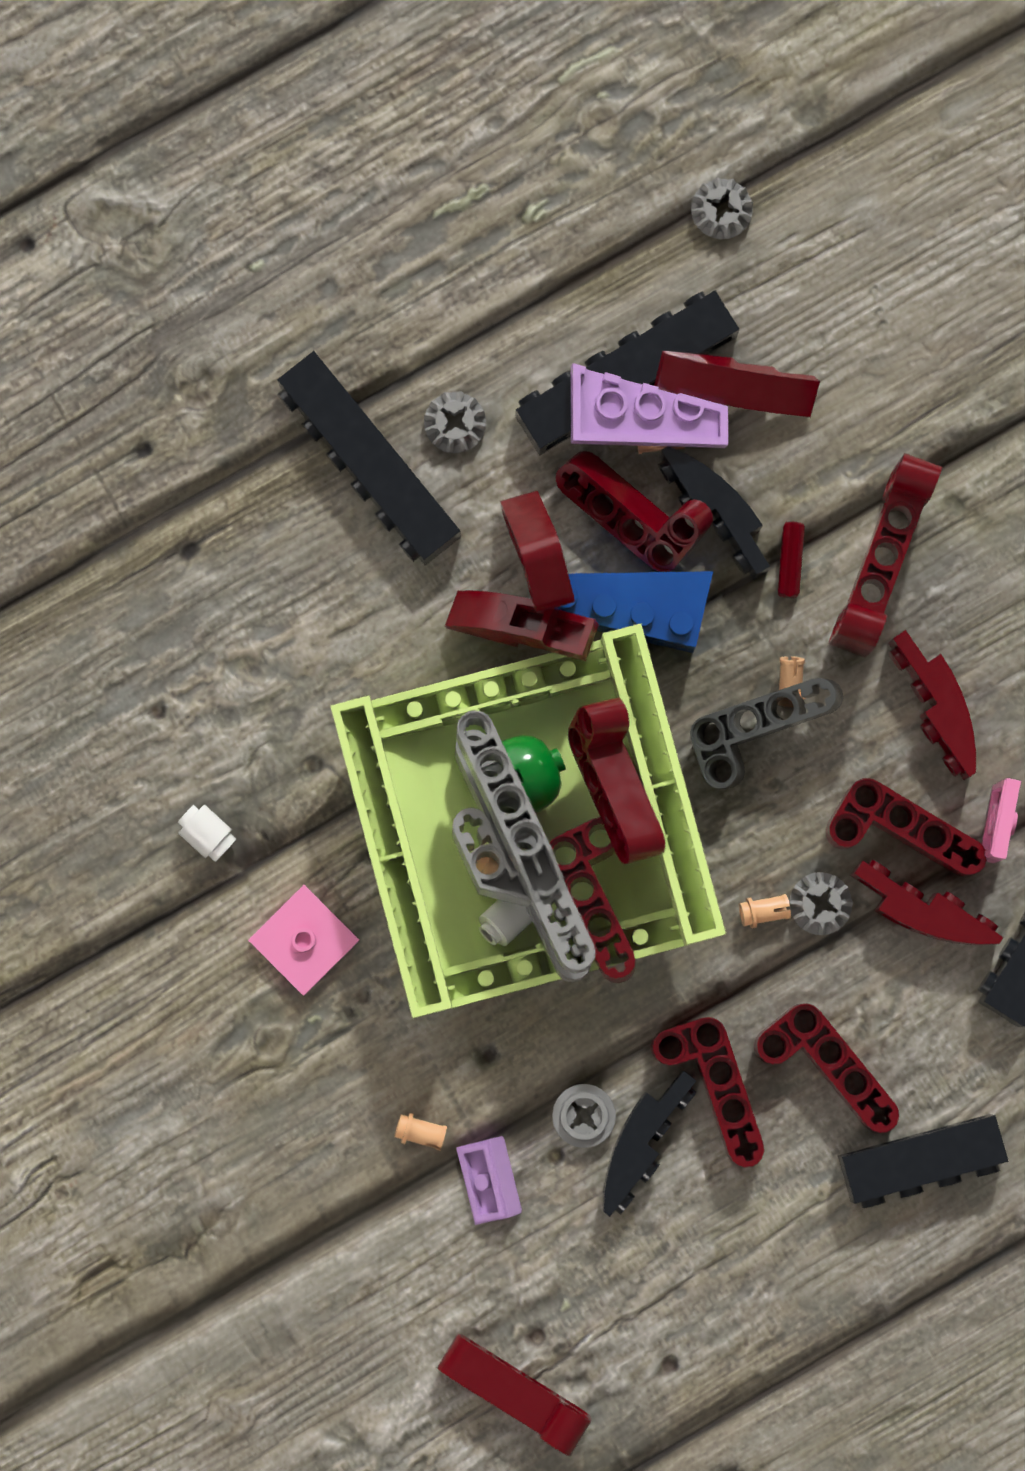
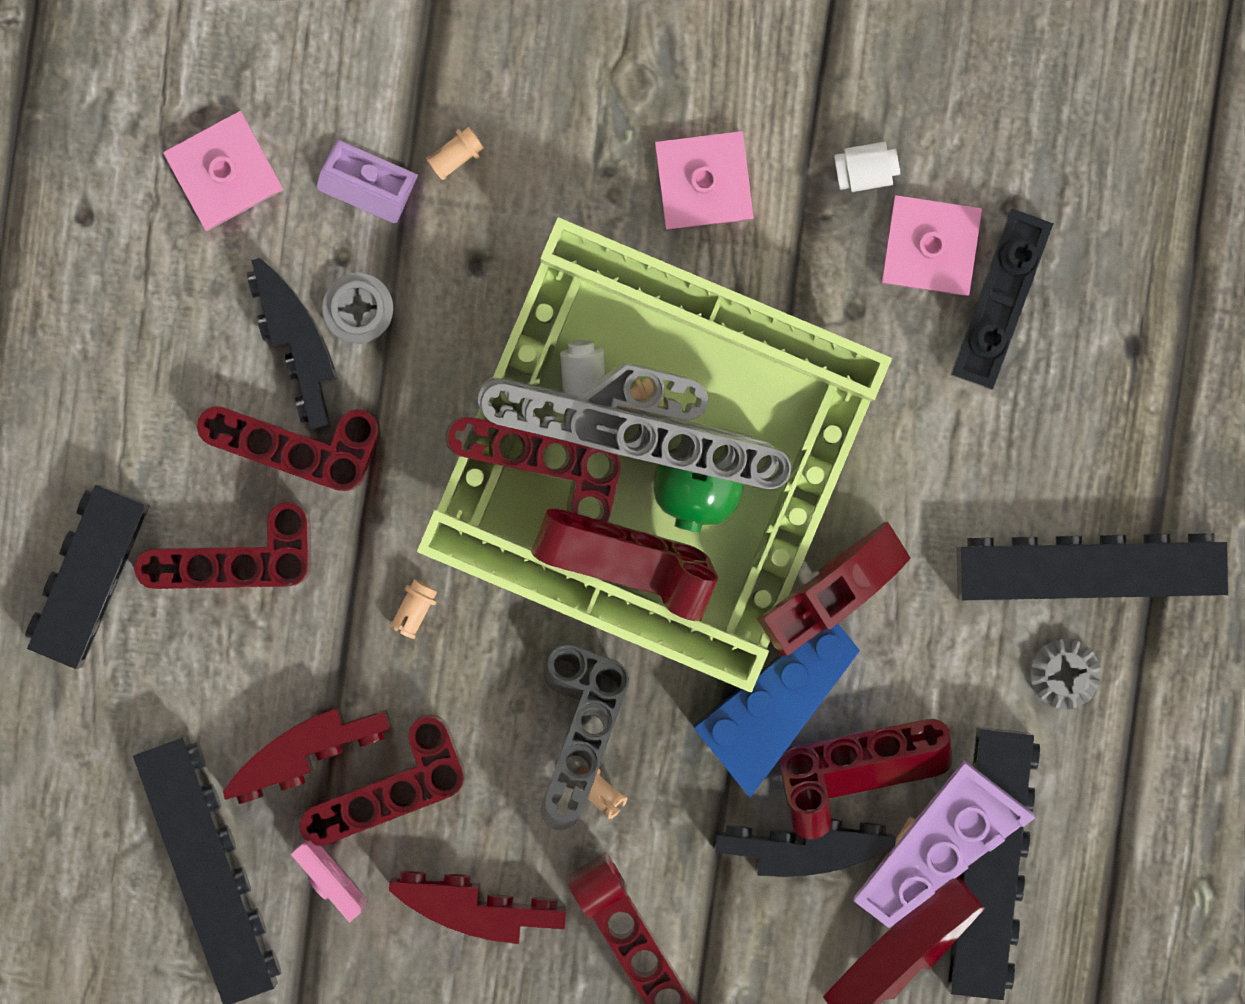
camera: 130 degrees right, 5 degrees up
(226, 666) = (1001, 299): none -> black plate
(227, 744) = (931, 245): none -> bright pink plate
(515, 1393) = (162, 60): dark red beam -> none
(538, 551) = (889, 653): dark red beam -> none
(560, 1288) = (223, 171): none -> bright pink plate
(791, 559) = (707, 878): dark red axle -> none
(803, 909) = (388, 643): light grey gear -> none

